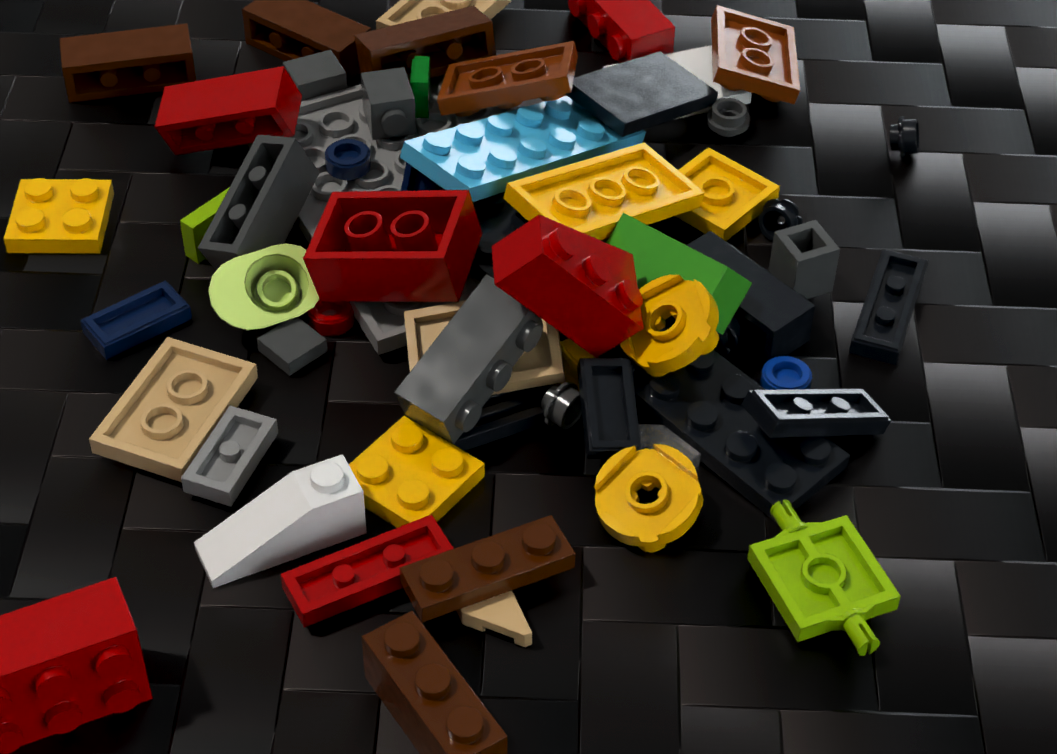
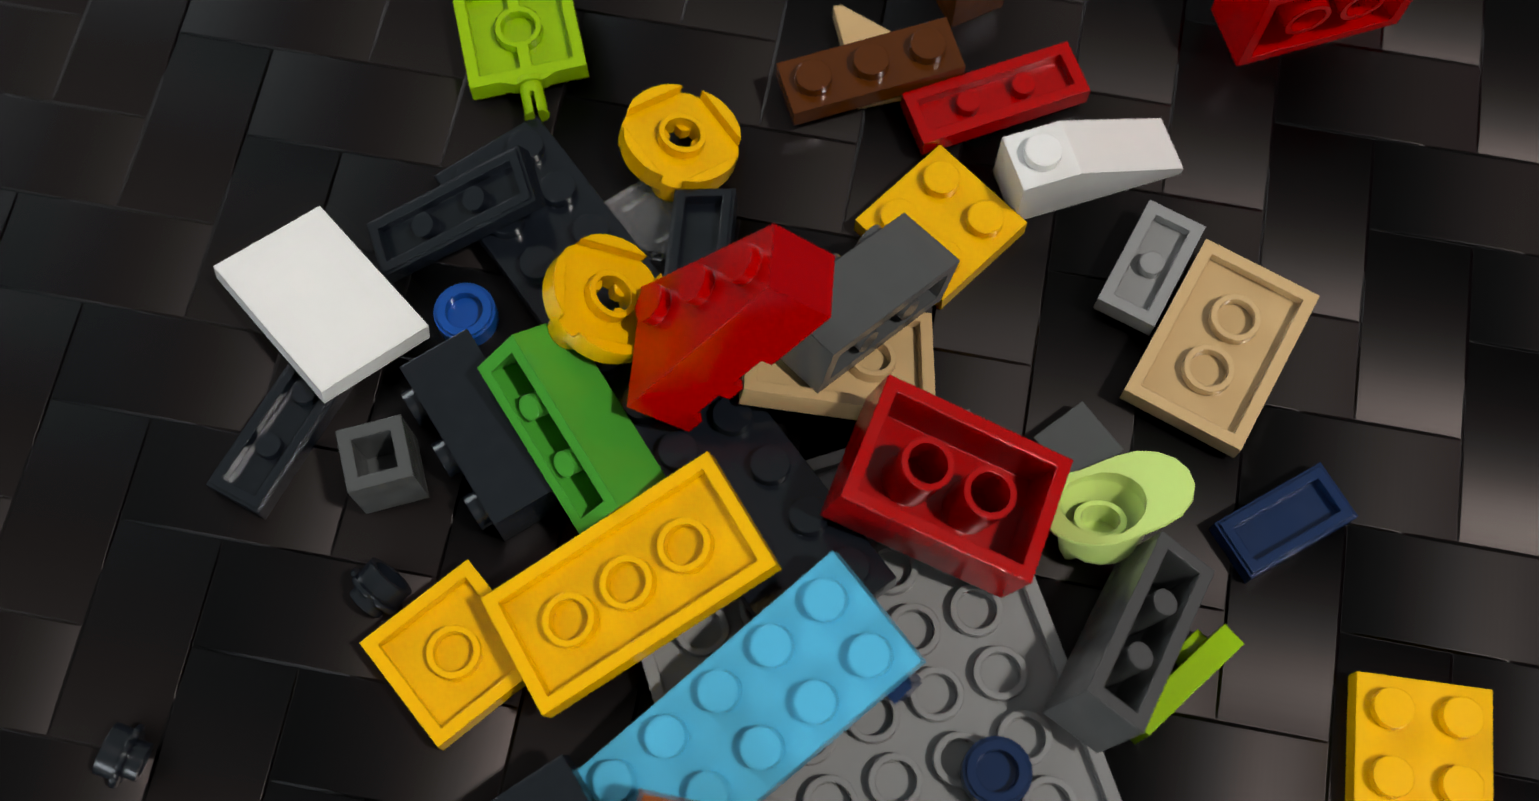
camera: 170 degrees left, 25 degrees up
(899, 360) = (322, 303): none -> white tile

